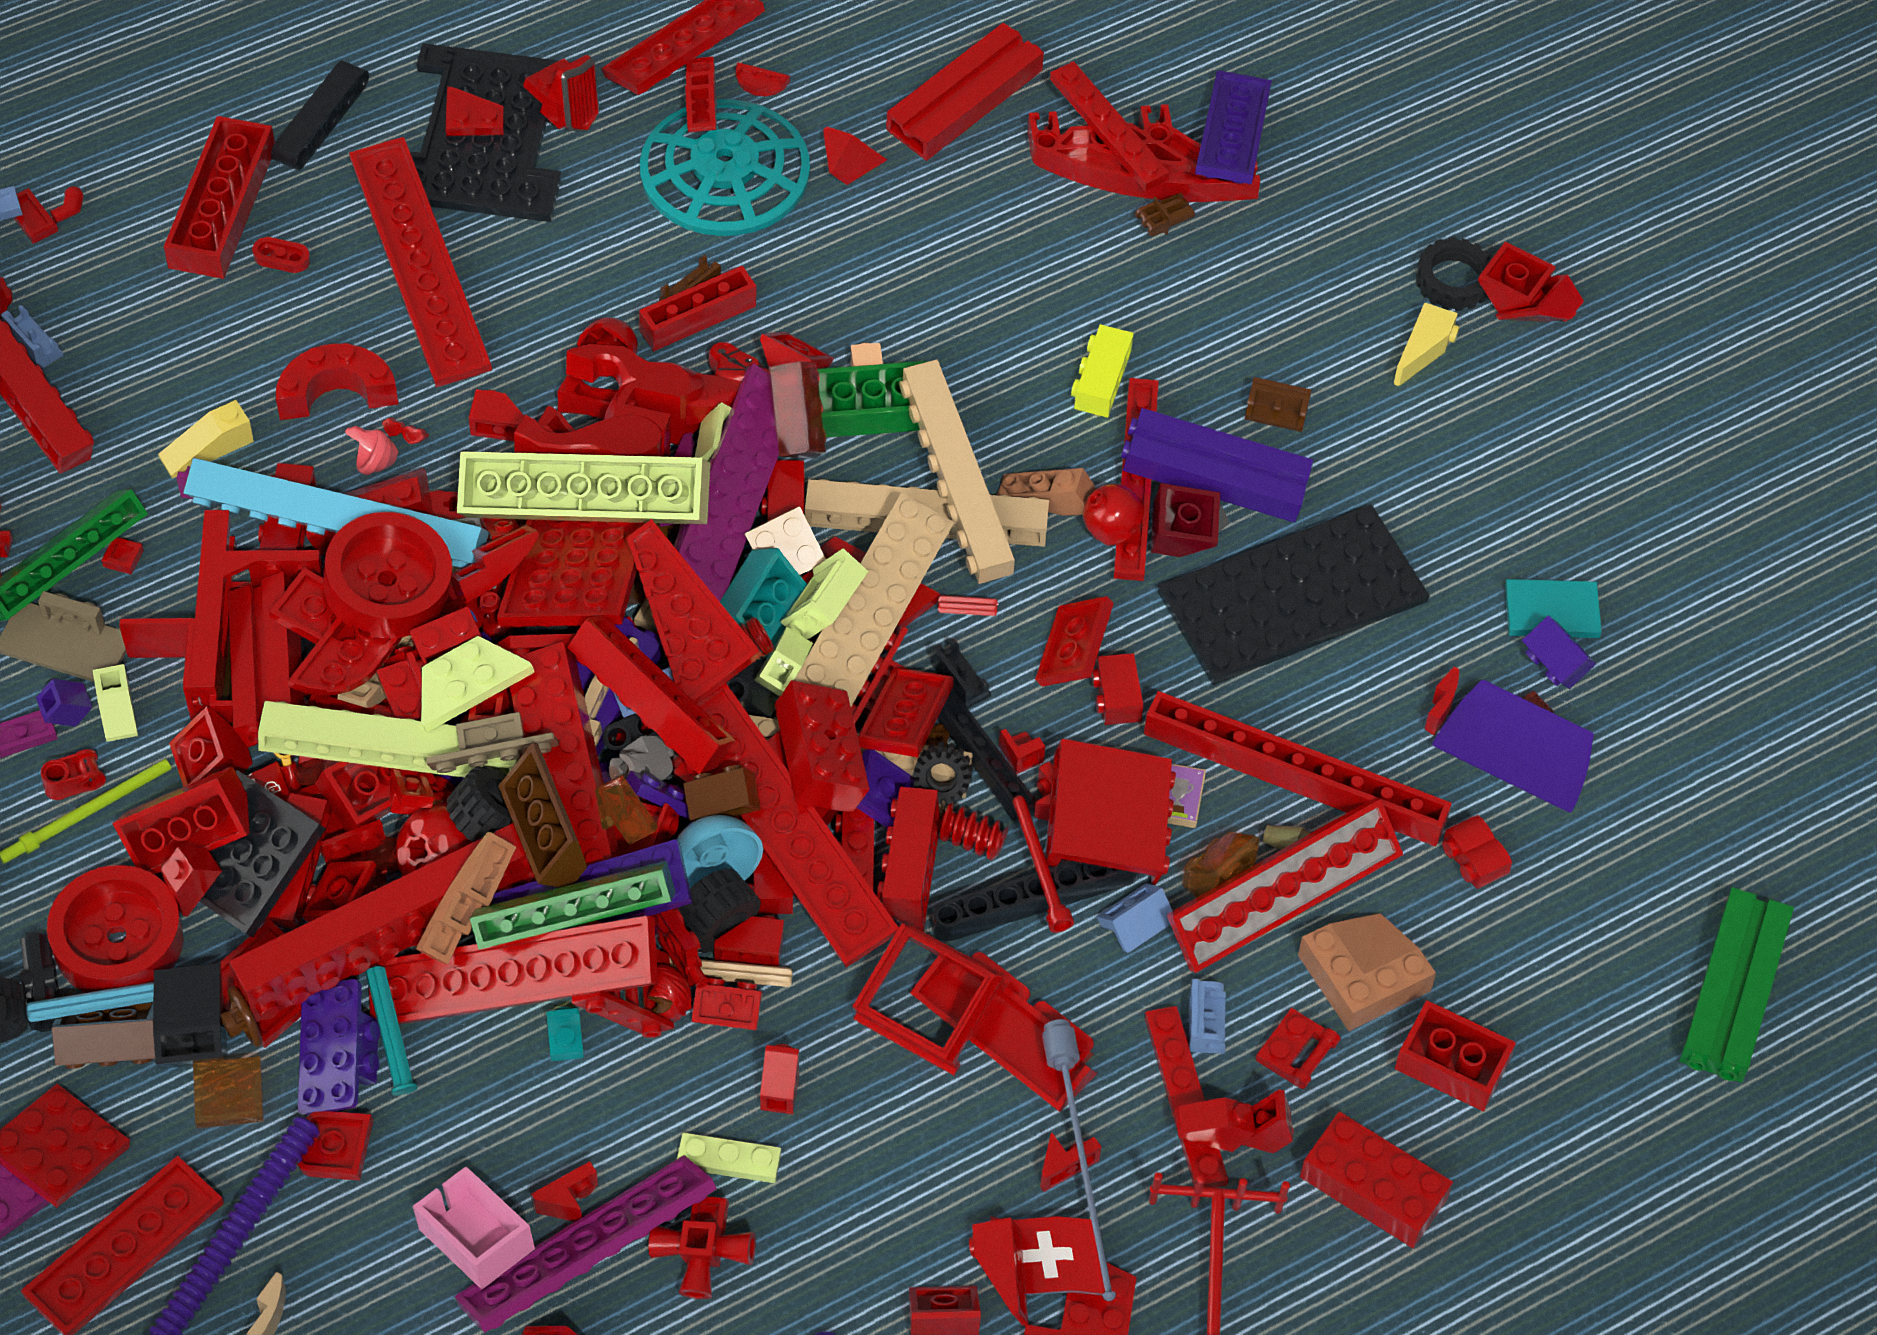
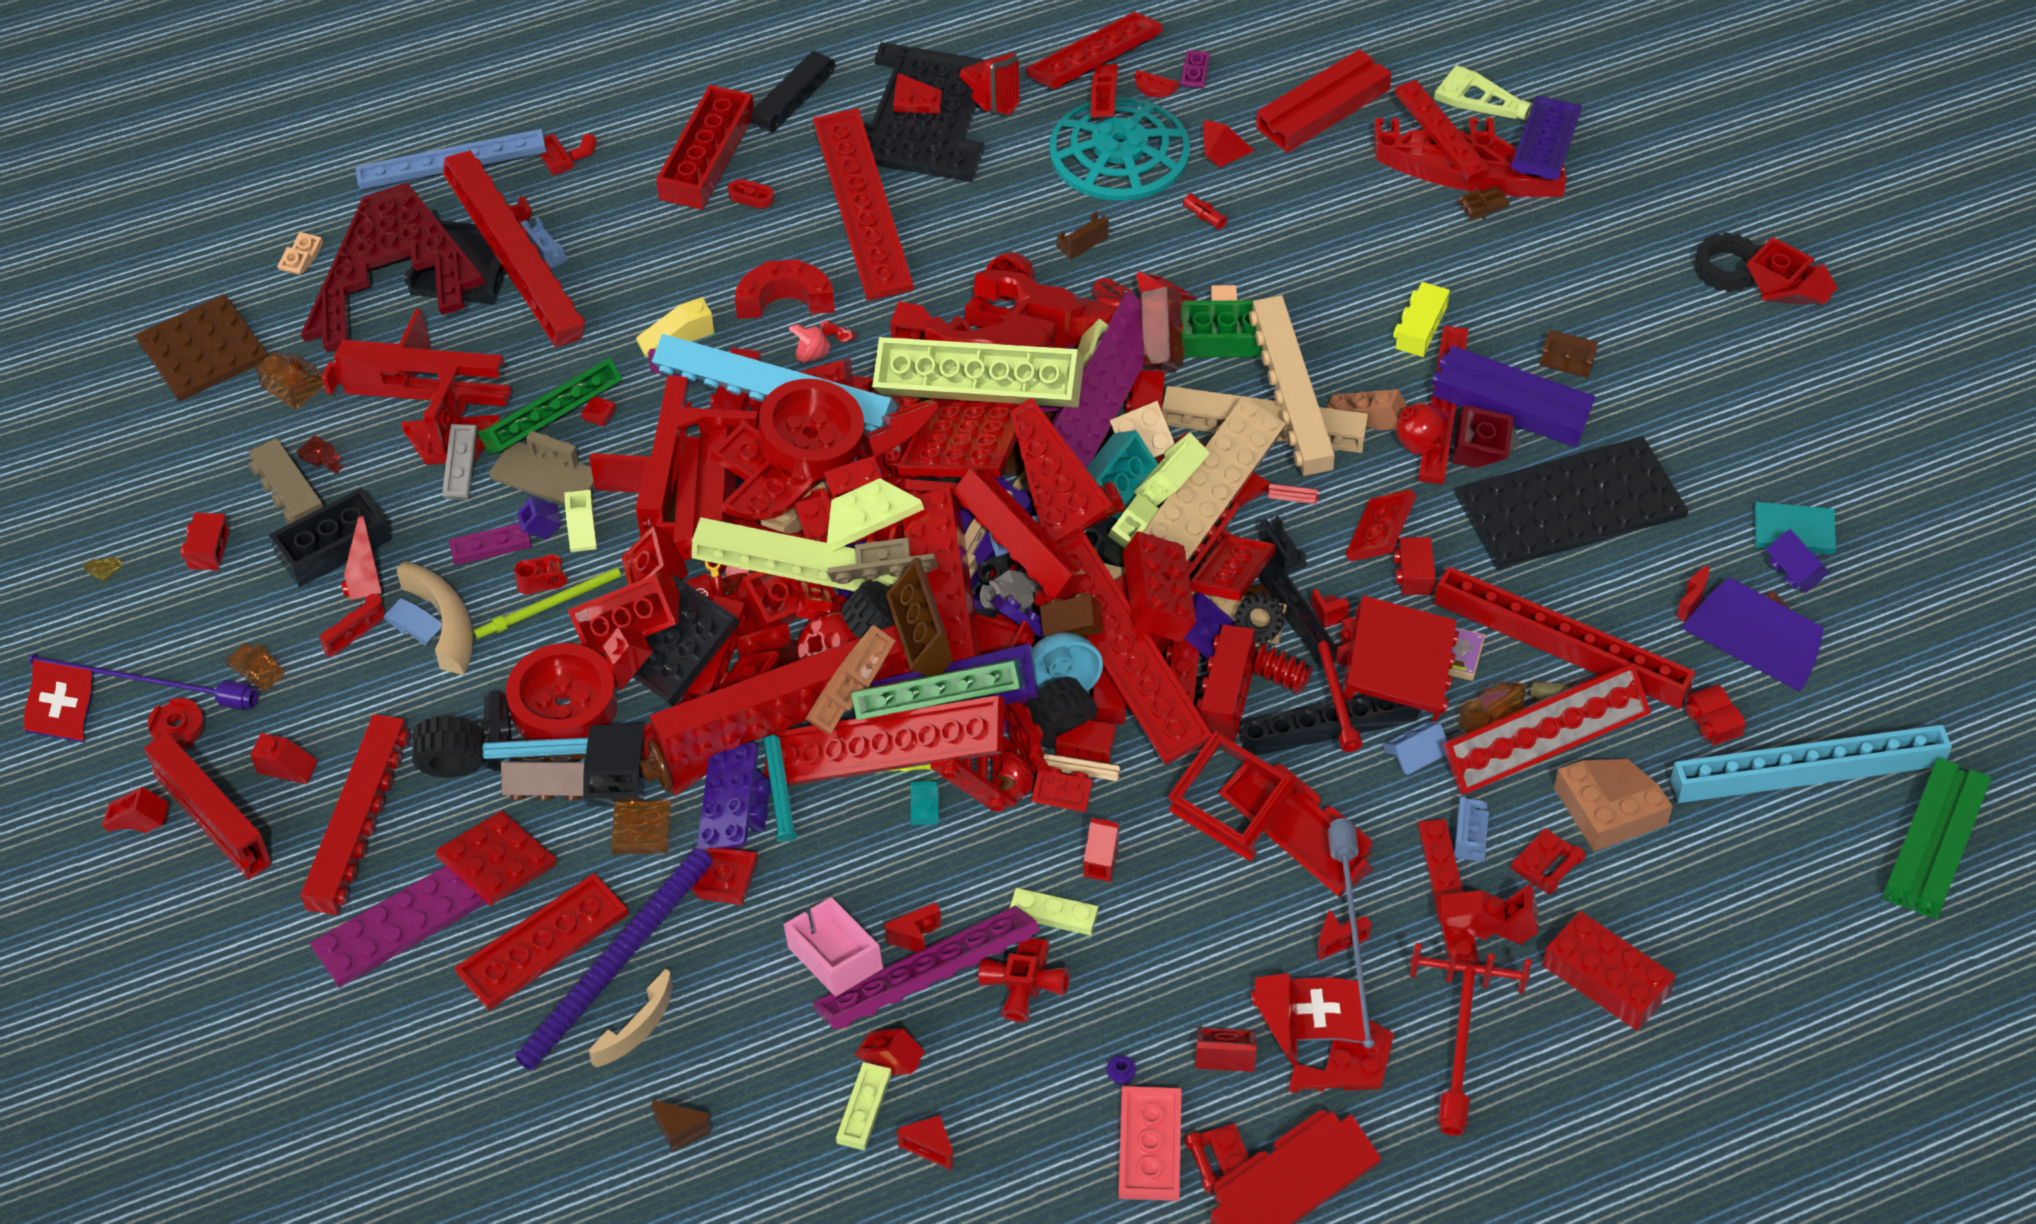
camera: 10 degrees right, 5 degrees down
(622, 807) = (987, 619): clear orange slope -> none
(697, 308) = (1087, 251): red brick -> none
(808, 57) = (1195, 69): none -> magenta slope
(822, 237) = (1205, 211): none -> red pin
(1124, 56) = (1461, 79): none -> yellowish green plate
(1427, 341) = (1700, 312): light yellow slope -> none
(1455, 1055) = (1684, 875): red brick -> none
(1587, 906) = (1809, 763): none -> medium azure brick

